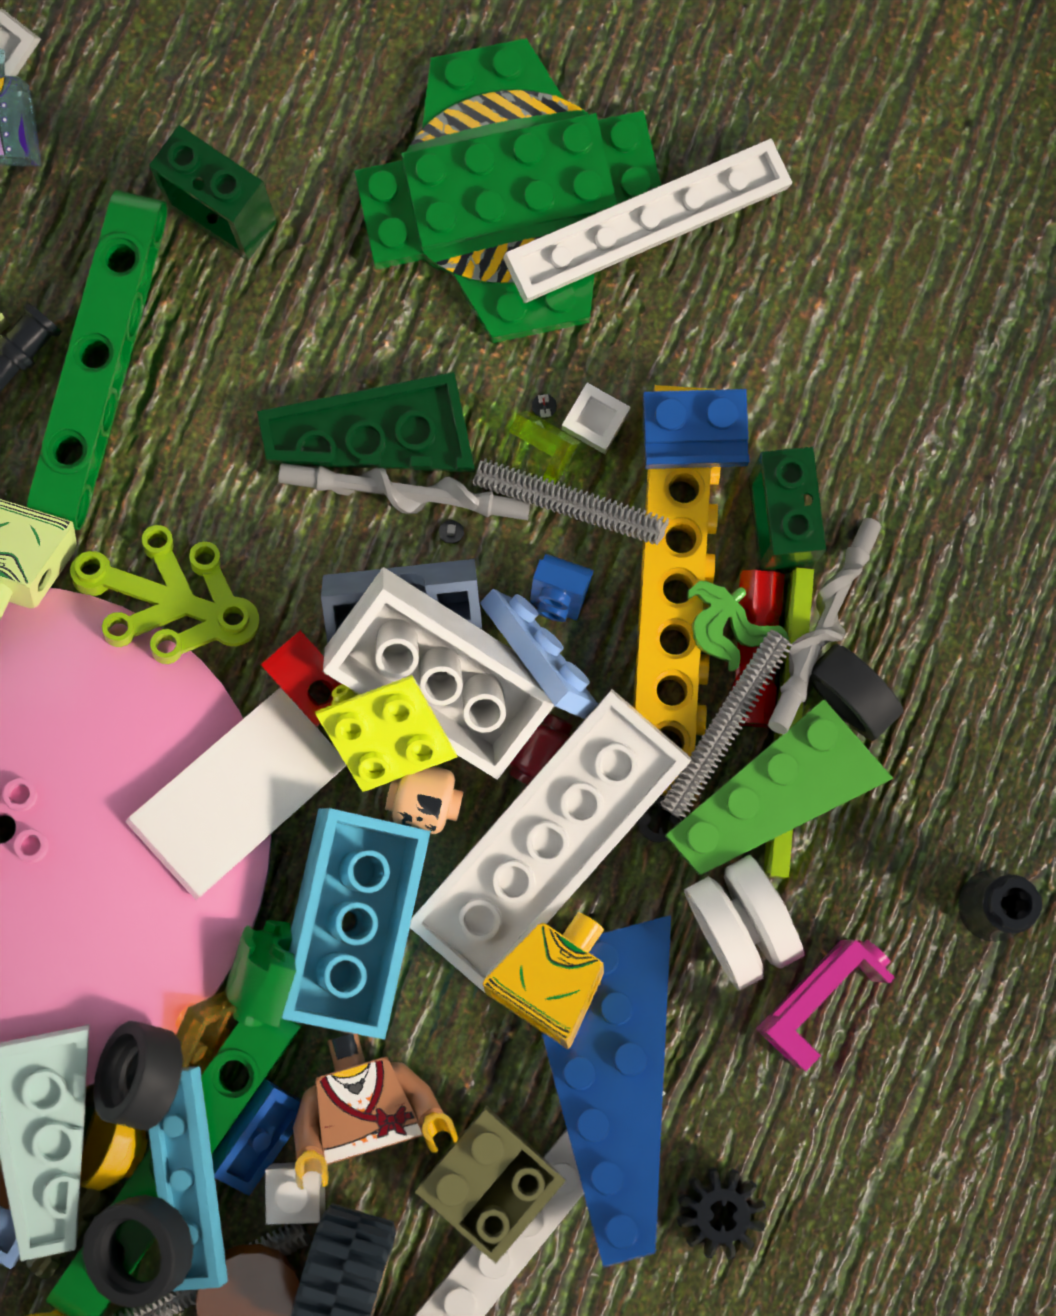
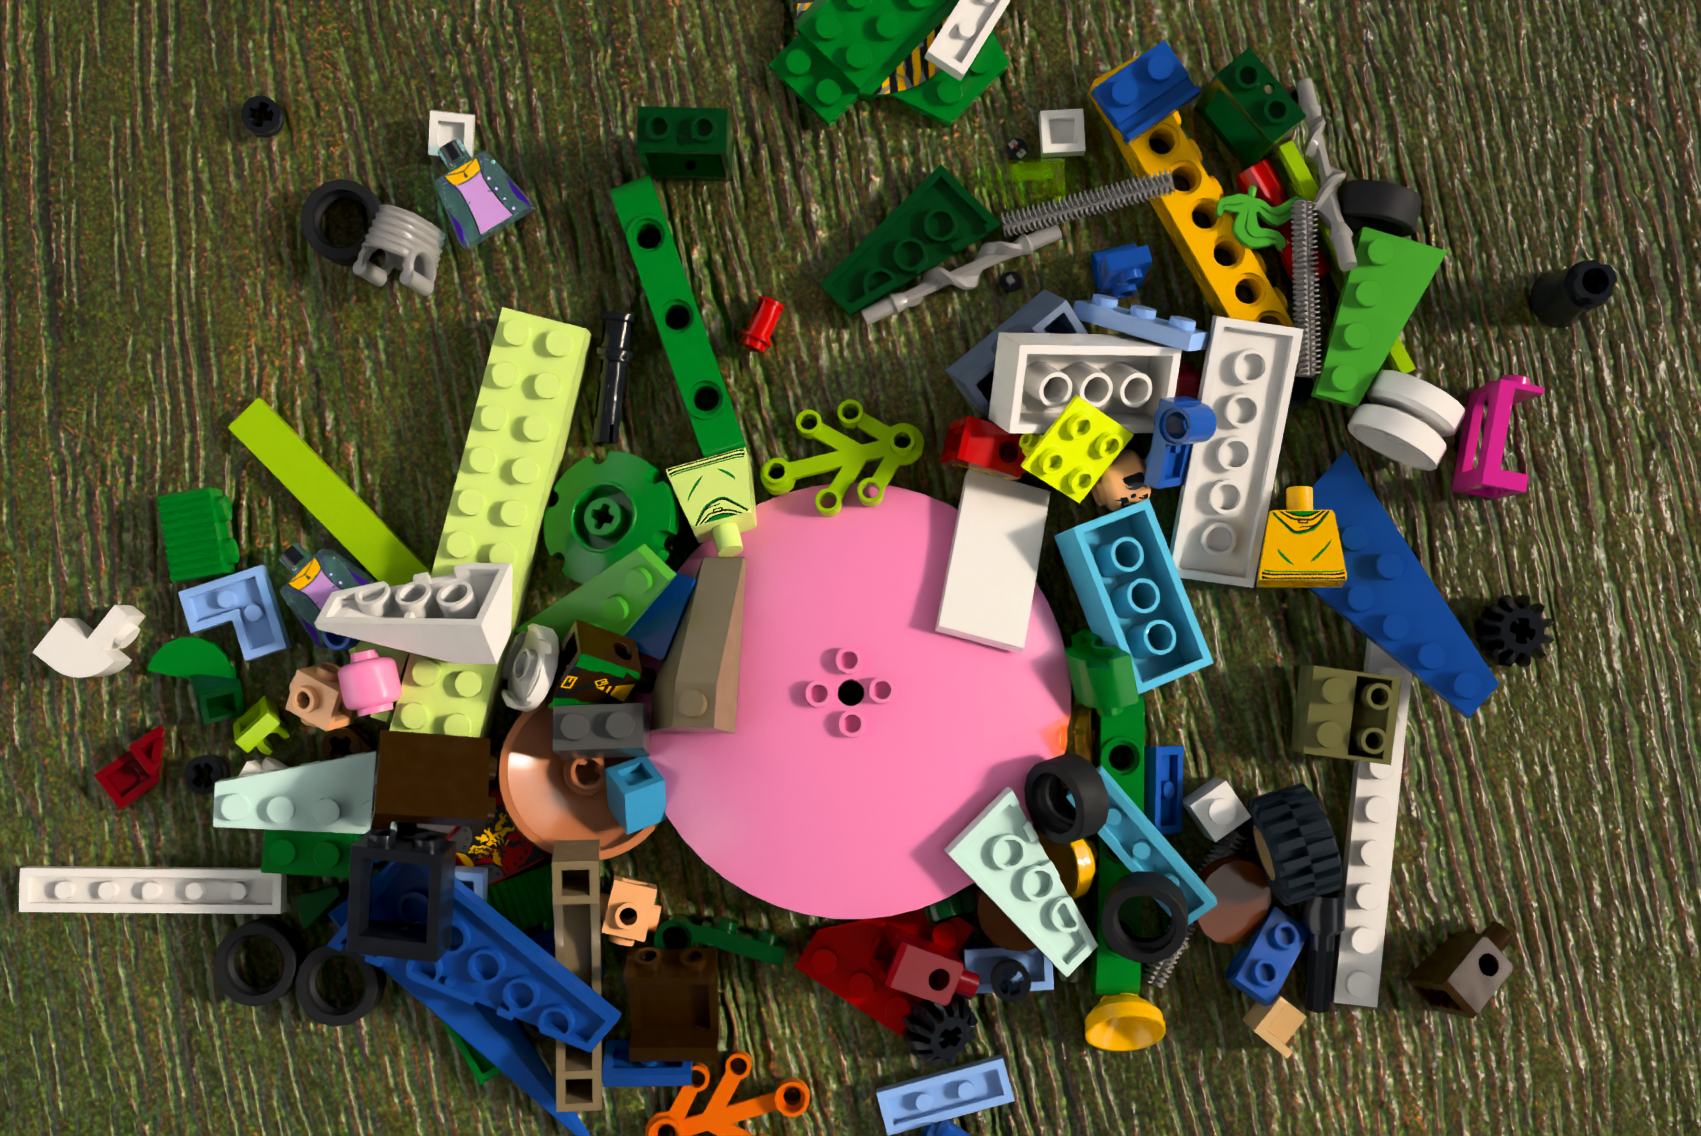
camera: 30 degrees left, 5 degrees up
(176, 415) = (761, 325): none -> red pin
(362, 1110) = (1225, 722): torso -> none
(500, 778) = (1172, 440): none -> blue plate

